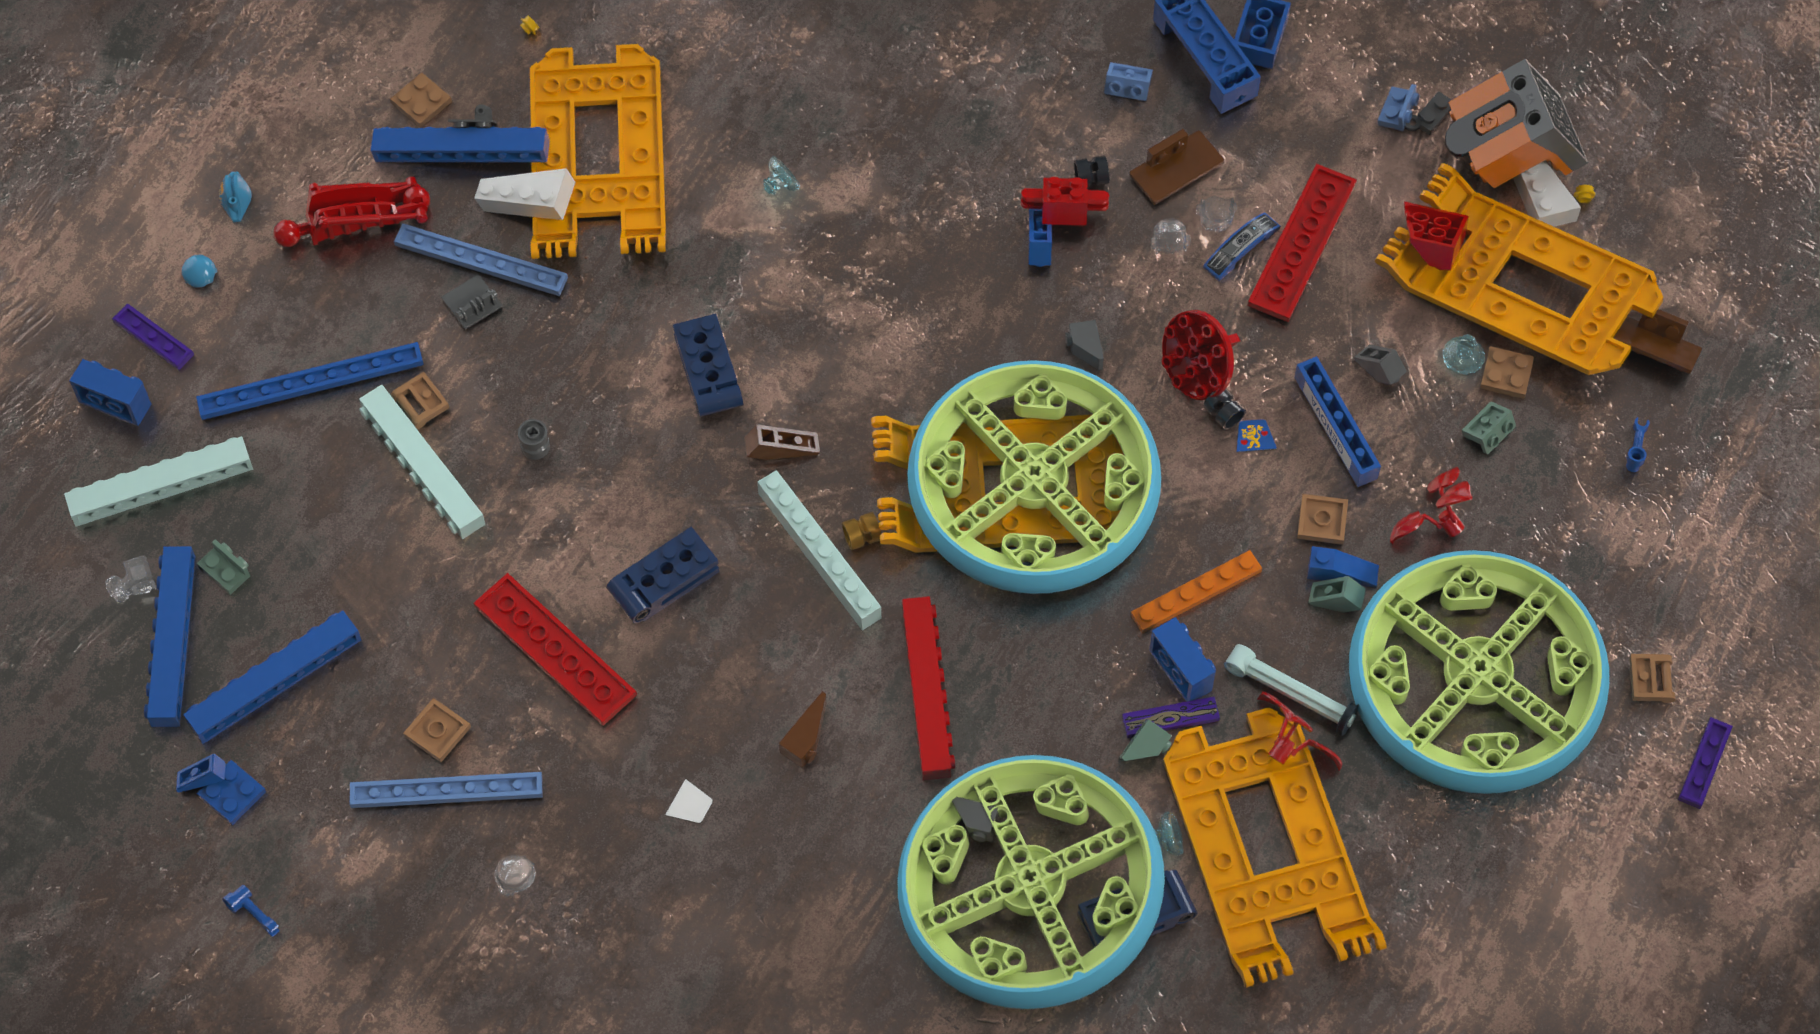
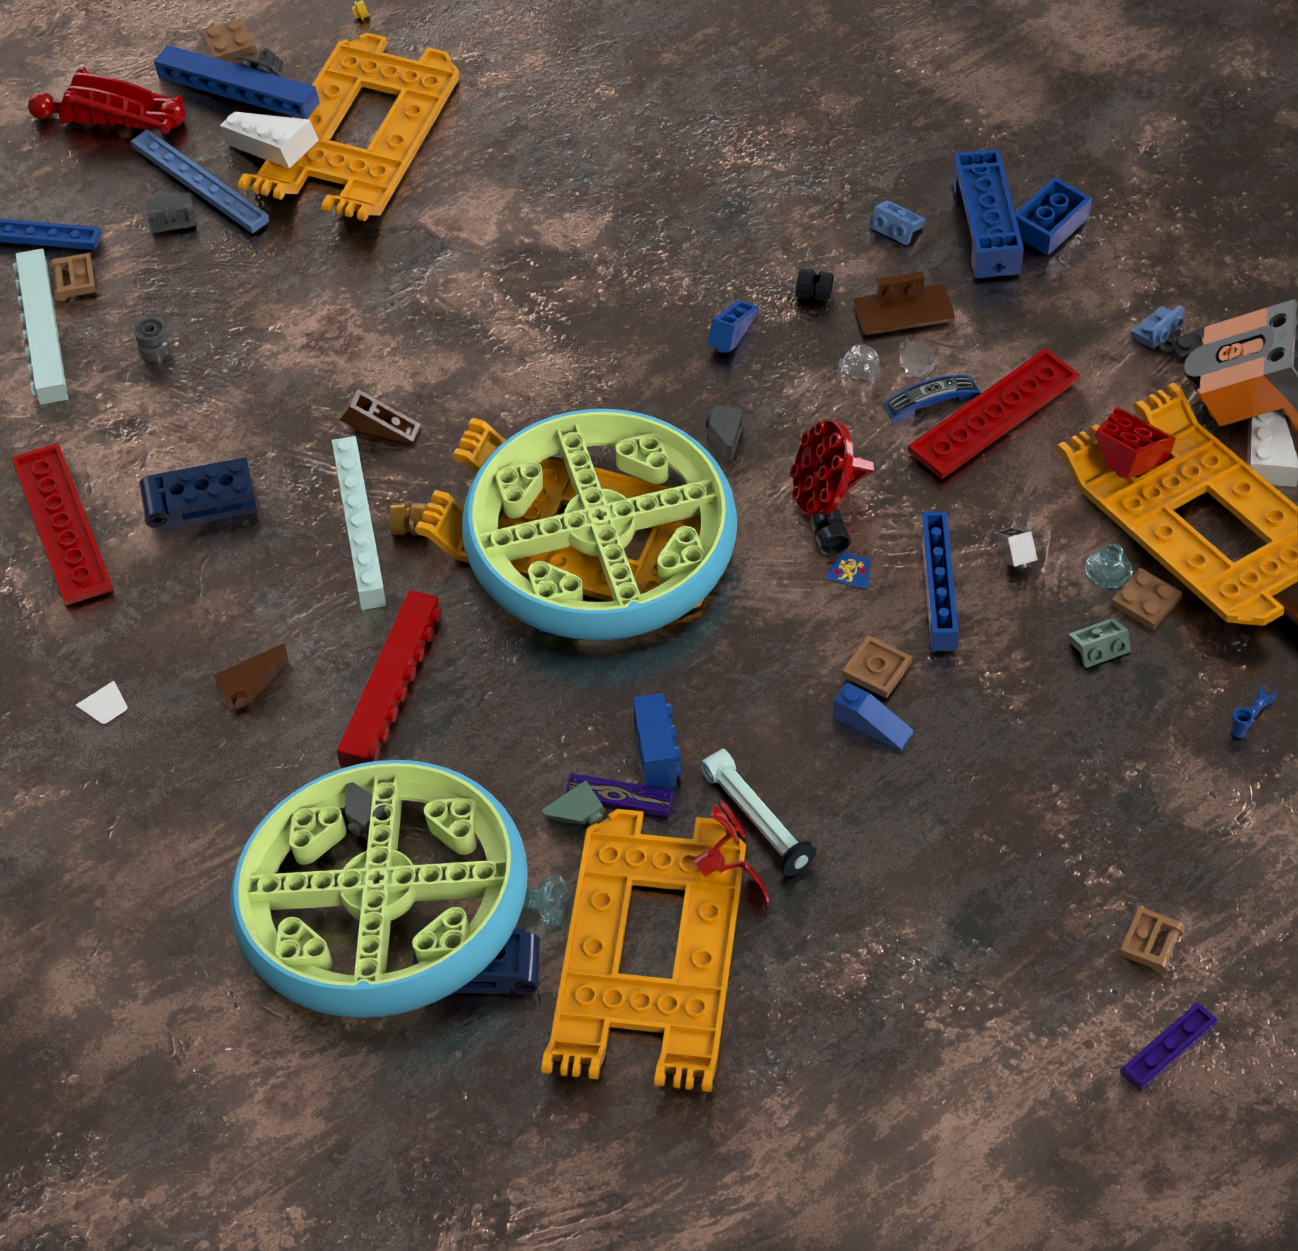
camera: 25 degrees right, 10 degrees down
(235, 196) = (18, 63): dark azure hat -> none
(707, 365) = (349, 330): dark blue hinge -> none
(779, 177) = (512, 197): clear light blue hair -> none
(1064, 200) = (771, 299): red brick -> none
(1196, 591) = (718, 687): orange plate -> none
(1337, 594) = (854, 741): sand green slope -> none
(1448, 519) = (1008, 710): red plant -> none
(1470, 770) = (962, 862): yellowish green wheel -> none

